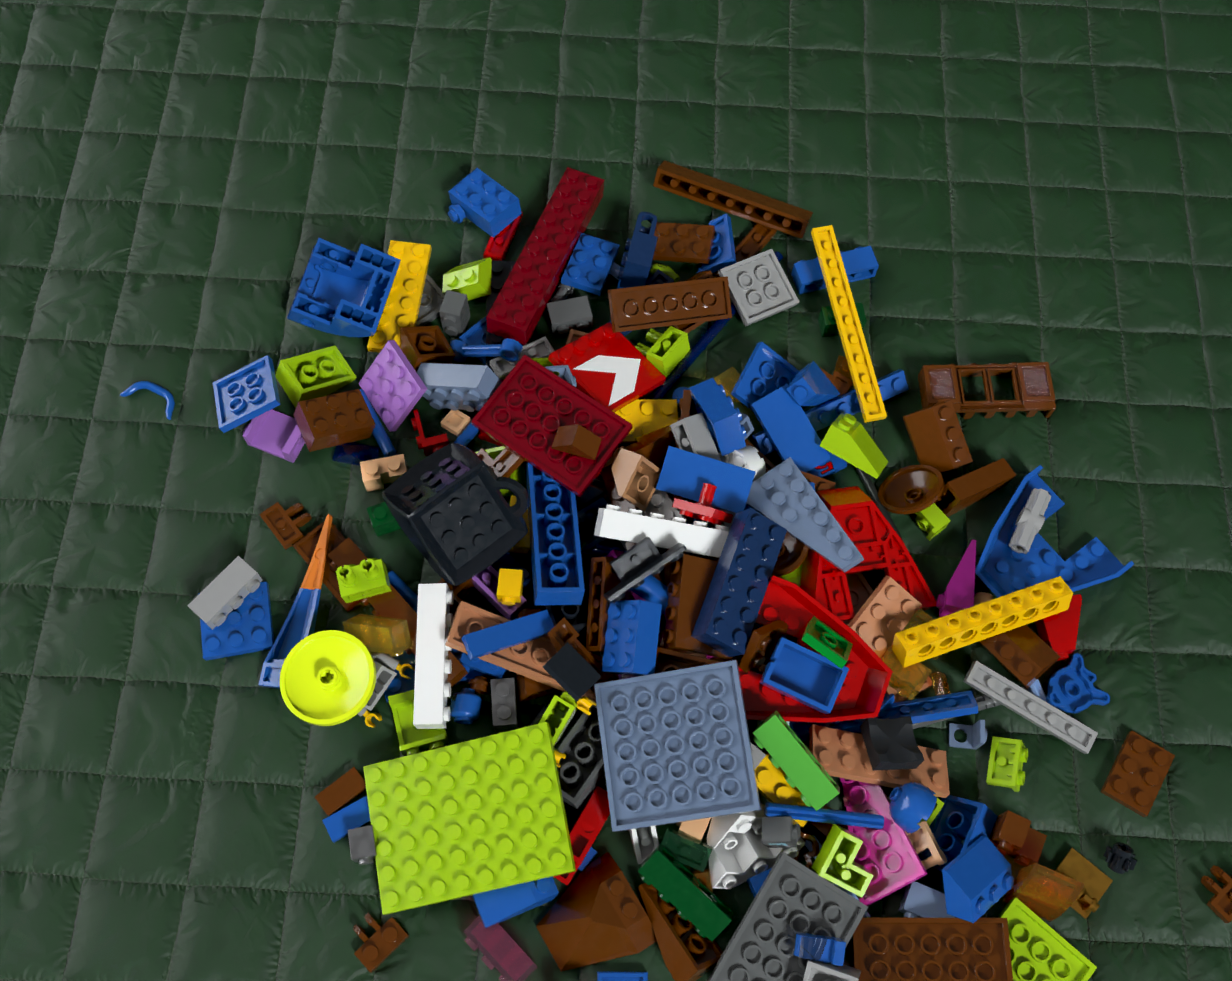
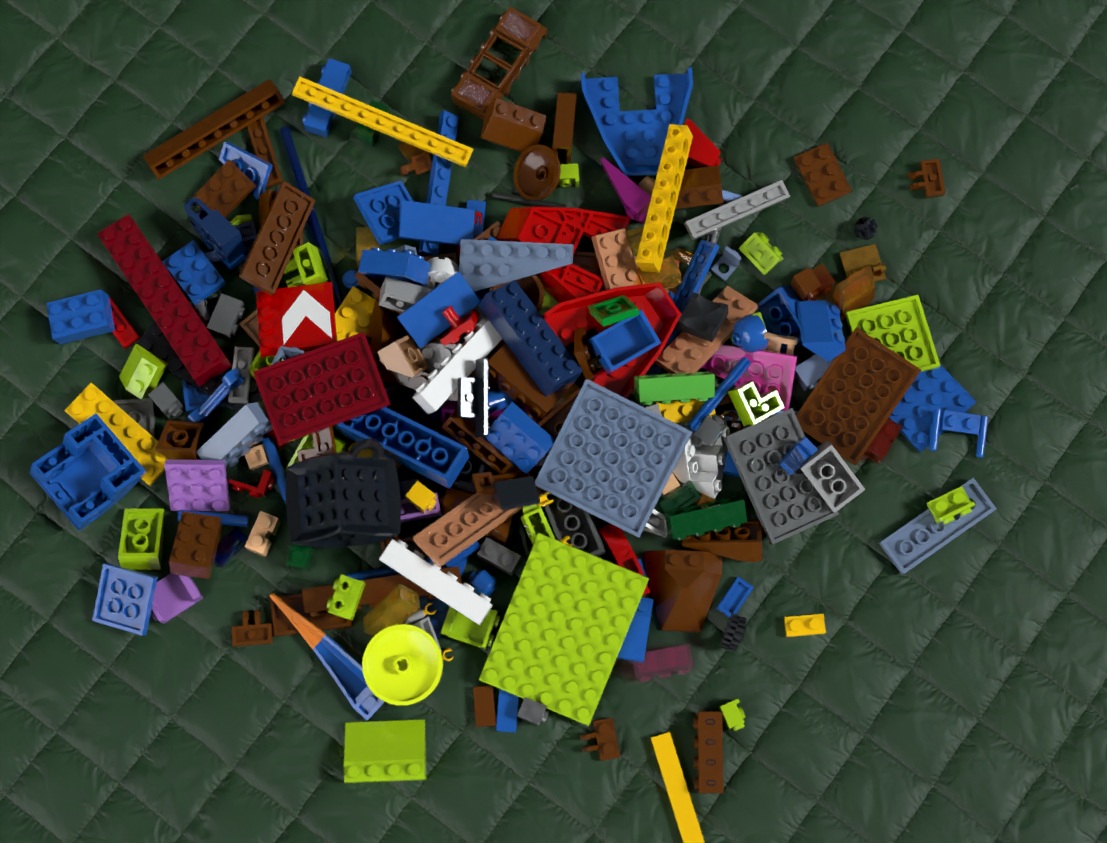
camera: 55 degrees left, 10 degrees up
(156, 389) = (65, 667): blue animal -> none
(225, 593) = (283, 703): light grey brick -> none
(236, 723) = (384, 751): none -> lime slope
(244, 630) = (305, 710): blue plate -> none
(456, 213) = (72, 345): blue plate -> none
(480, 685) = (473, 564): reddish brown plate -> none
(507, 634) = (459, 519): blue tile -> none
(577, 441) = (350, 379): reddish brown slope -> none
(759, 287) = (304, 163): light grey plate -> none
(812, 386) = (412, 184): blue slope -> none
(854, 445) = (477, 187): lime slope -> none
(1030, 521) = (615, 110): light grey piece -> none
(1073, 688) = (742, 172): blue tile -> none

